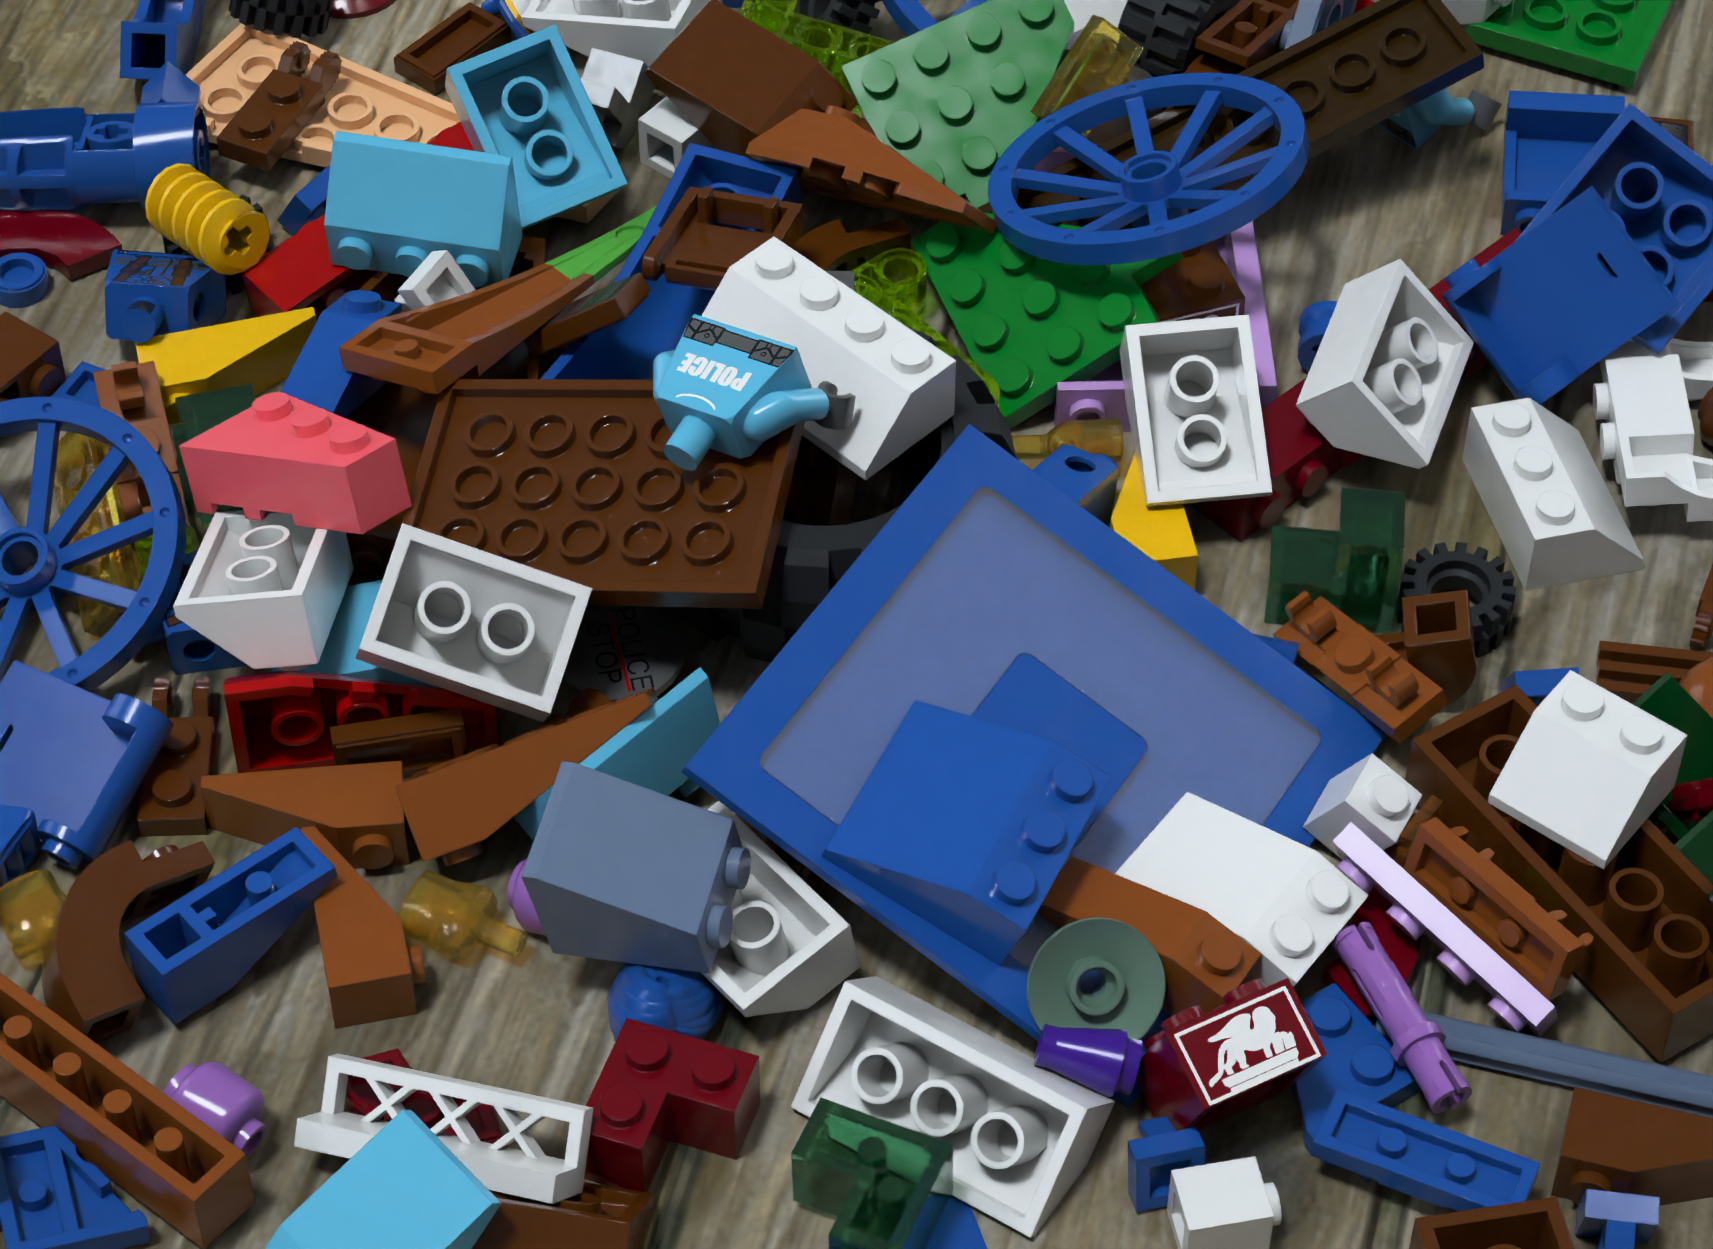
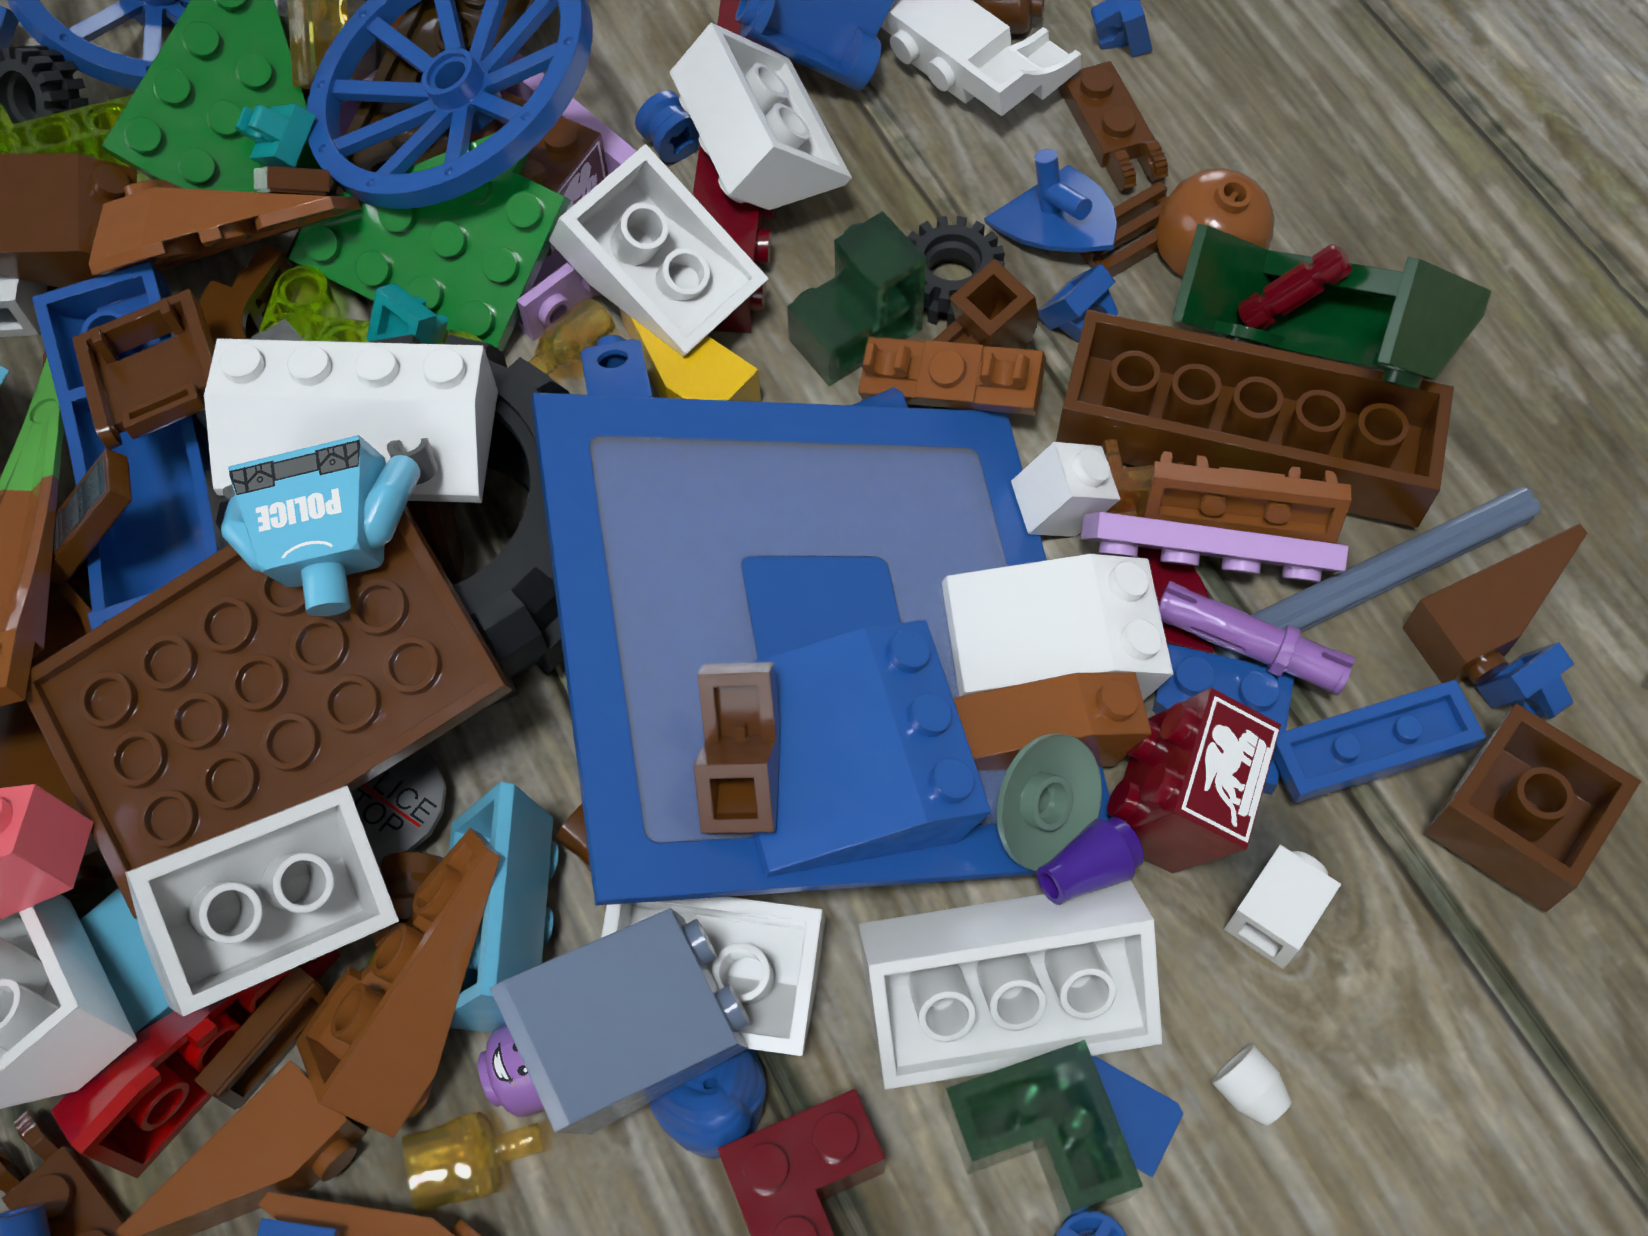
camera: 40 degrees left, 15 degrees up
(865, 766) = (741, 748): none -> reddish brown slope
(951, 330) = (400, 314): none -> teal tile
(958, 179) = (291, 180): none -> reddish brown tile
(981, 137) = (277, 133): none -> teal tile
(1154, 1158) = (1204, 898): blue tile -> none
(1546, 496) = (929, 148): white slope -> none
(1589, 769) = (1220, 341): white slope -> none
(1606, 622) = (1060, 212): none -> blue shield

